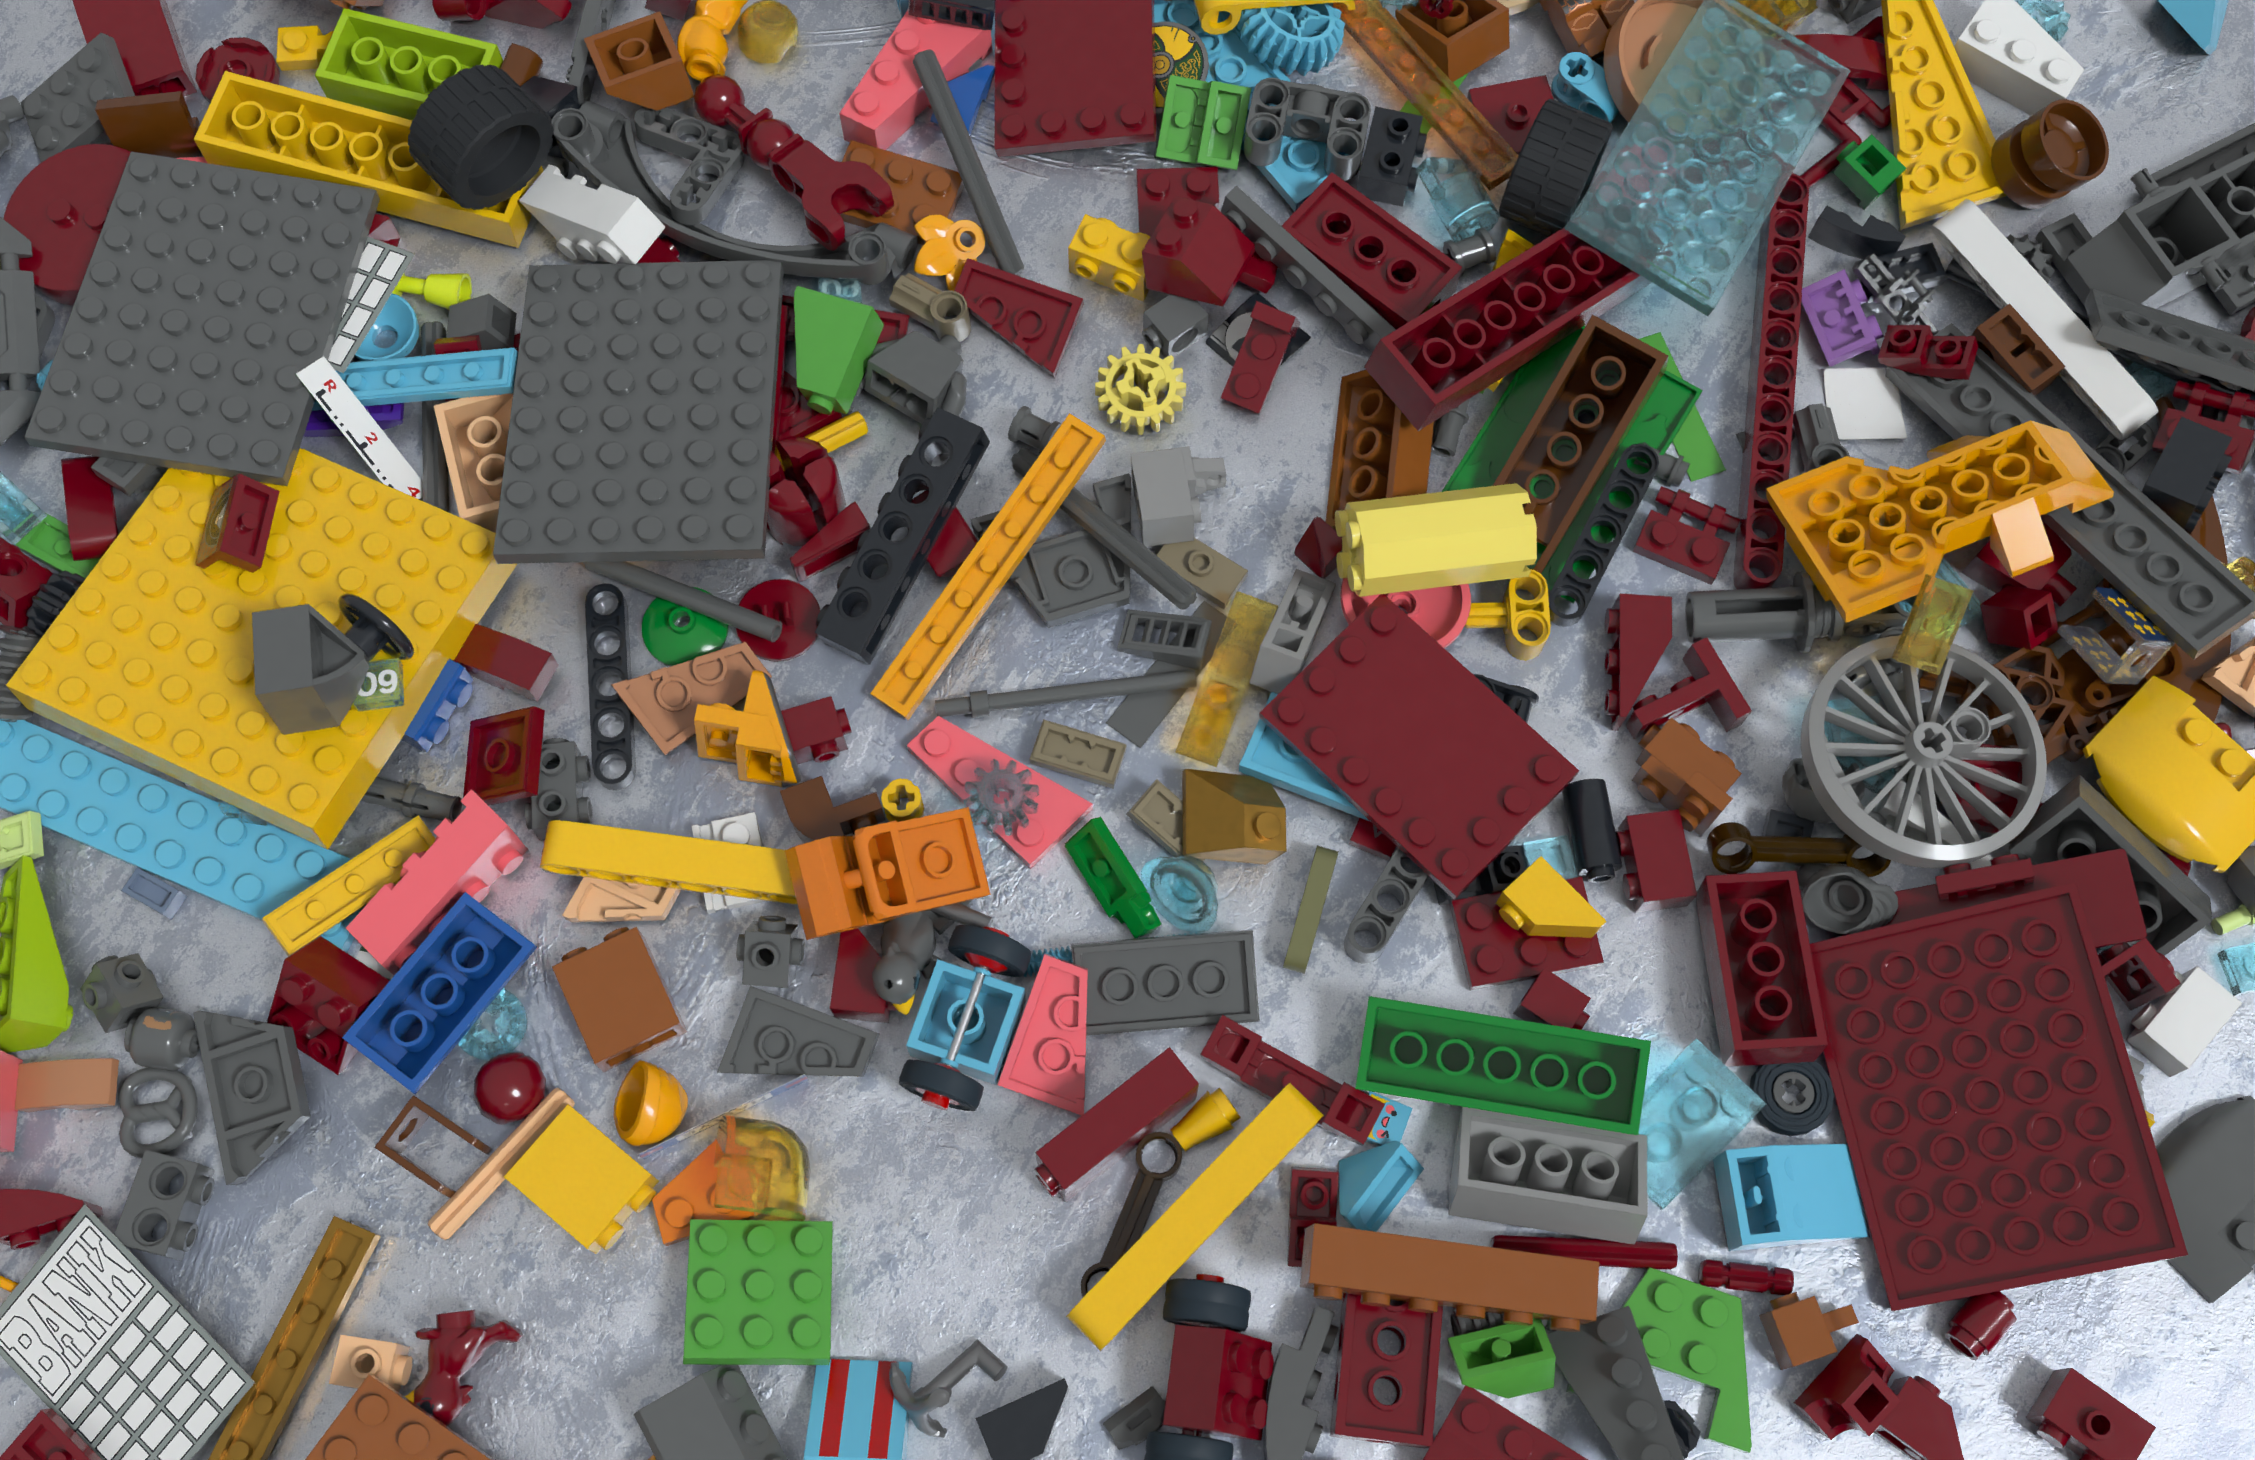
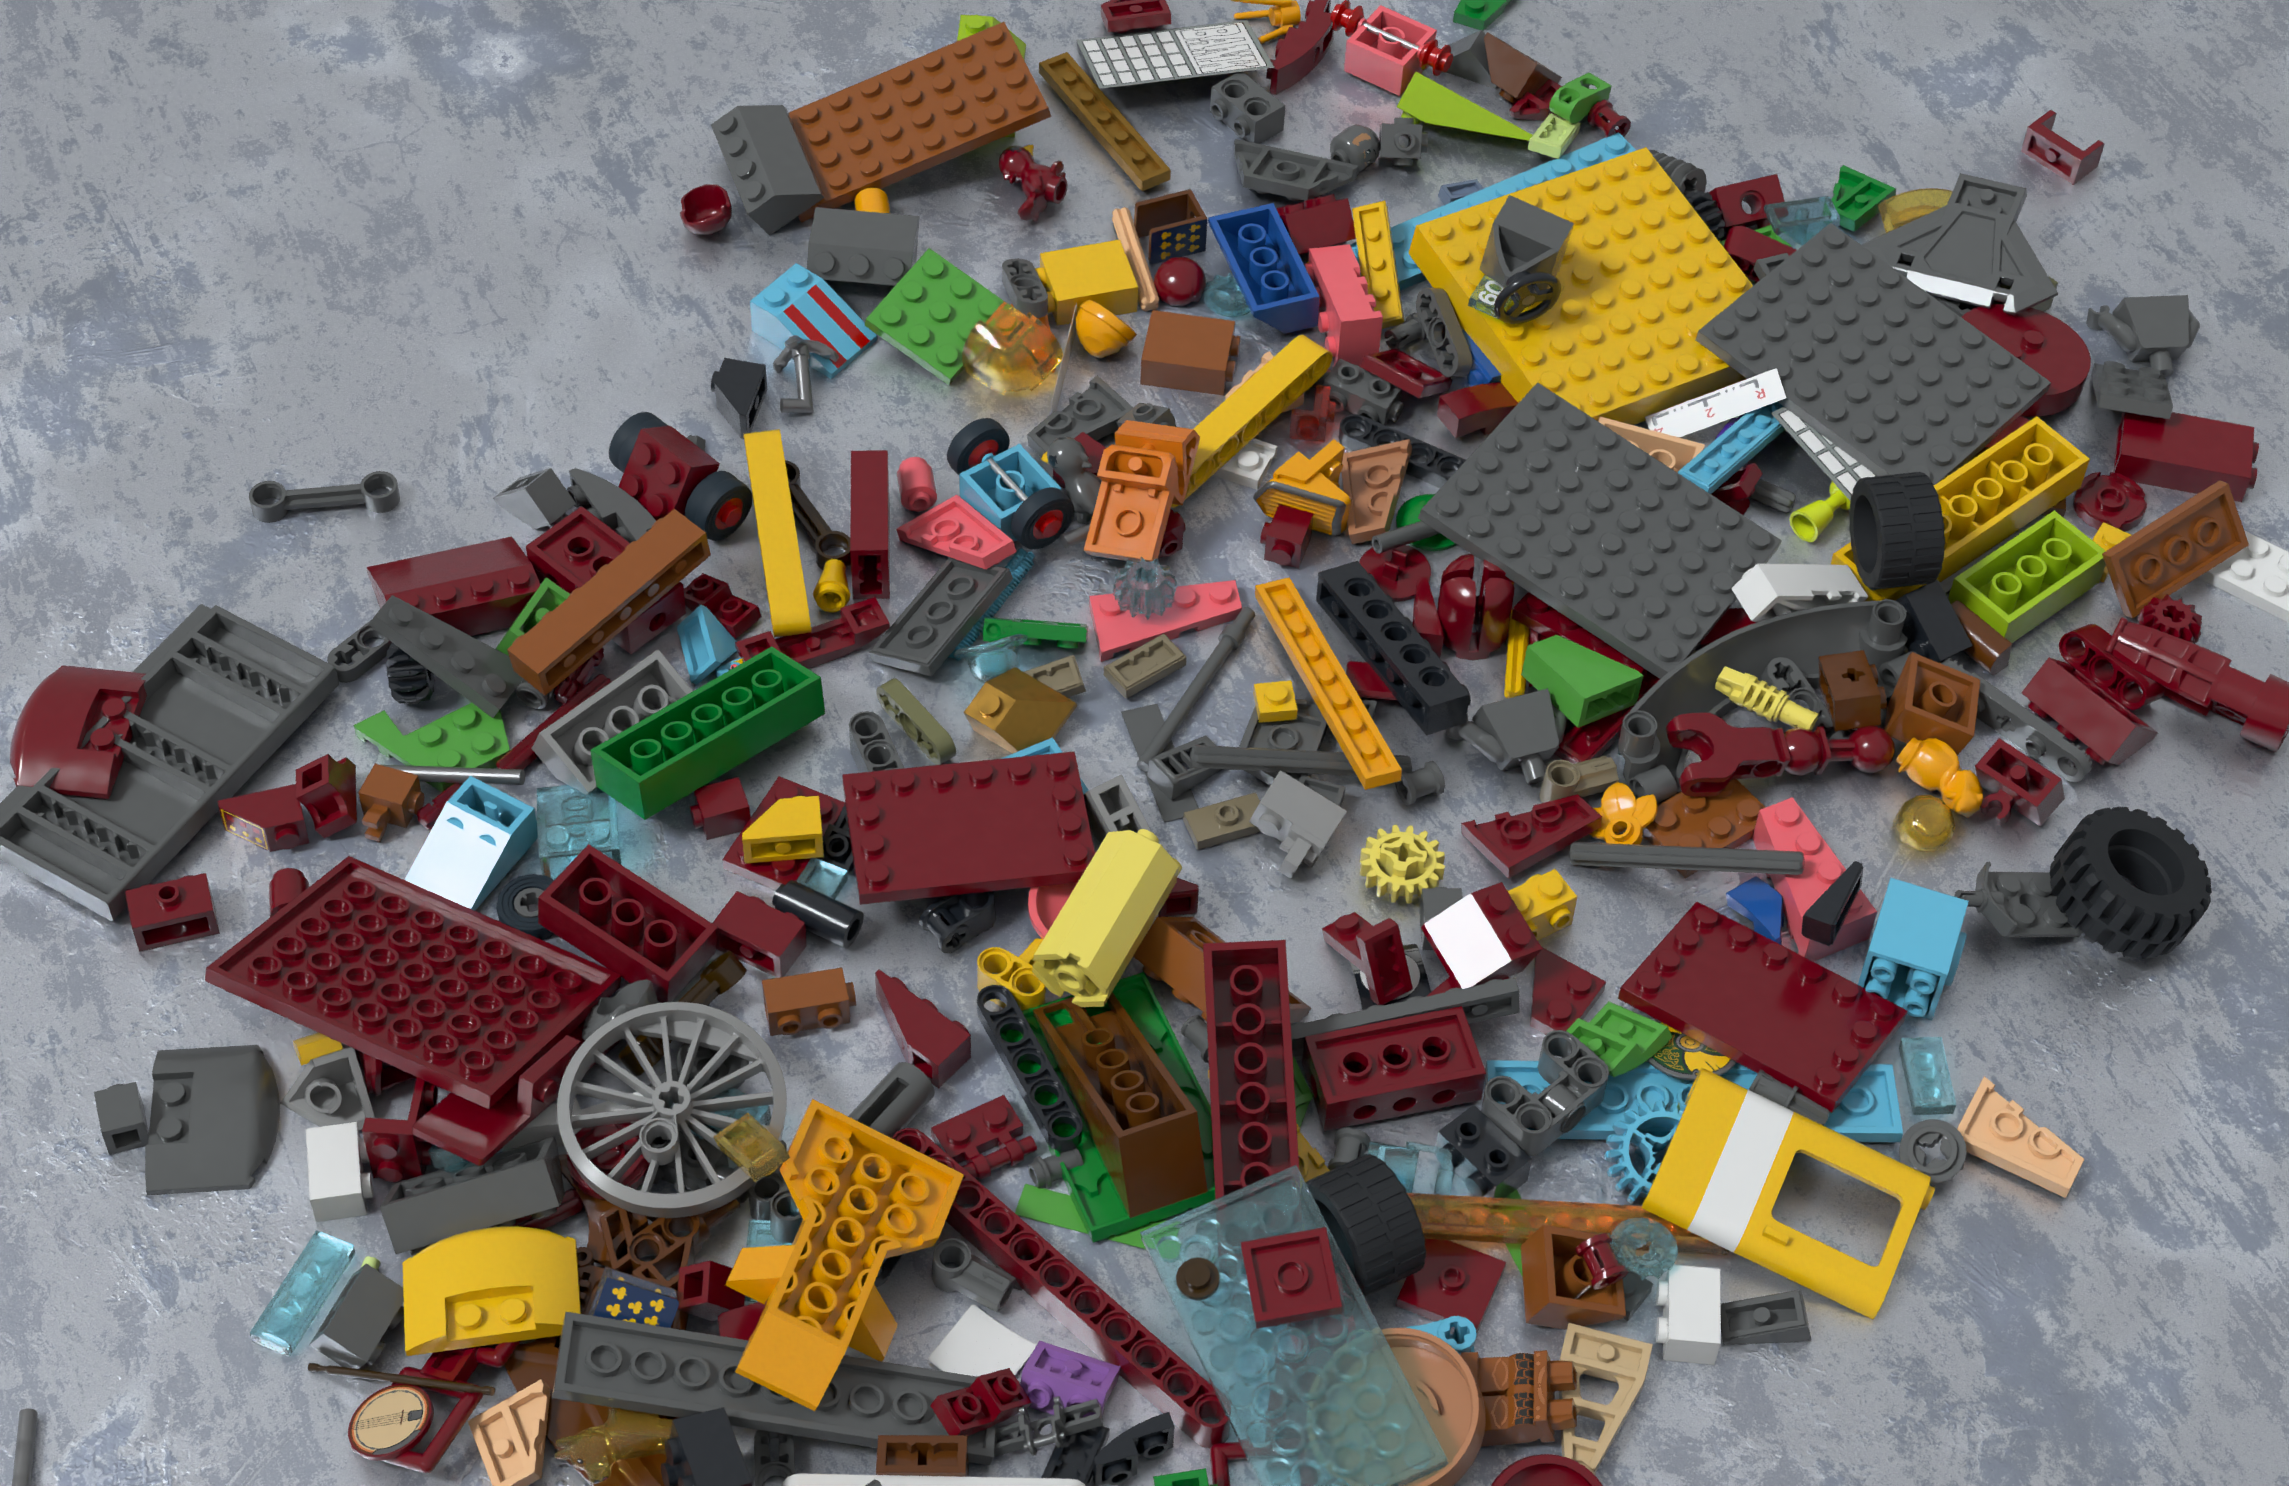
camera: 125 degrees right, 20 degrees down
(67, 1084) = (1364, 102): nougat slope -> none
(150, 124) = (2076, 412): reddish brown slope -> none
(167, 1109) = (1307, 142): dark grey piece -> none
(238, 524) = (1674, 293): dark red panel -> none
(361, 1356) = (1067, 143): light nougat brick -> none
(397, 317) = (1792, 459): medium azure piece -> none
(408, 778) = (1453, 352): none -> dark grey beam
(485, 318) = (1766, 509): dark grey brick -> none
(620, 807) = (1312, 424): none -> clear red bracket
(625, 1241) = (1024, 287): none -> dark grey beam
(672, 151) = (1851, 690): none -> reddish brown brick
(734, 191) = (1763, 699): none -> light yellow hinge
(816, 818) = (1219, 505): reddish brown brick -> none
(891, 798) = (1197, 559): yellow bush -> none
(1012, 1137) = (916, 484): none -> coral brick
(1044, 598) = (1275, 701): none -> yellow plate
(1226, 680) = (1110, 755): clear yellow slope -> none
(1674, 159) = (1291, 1277): none -> dark red plate
(1696, 799) = (774, 960): dark orange plate -> none
(1708, 684) = (854, 1059): dark red bracket -> none
(1725, 232) = (1197, 1279): none -> dark brown plate
(1735, 1292) = (461, 774): none -> flat silver bar

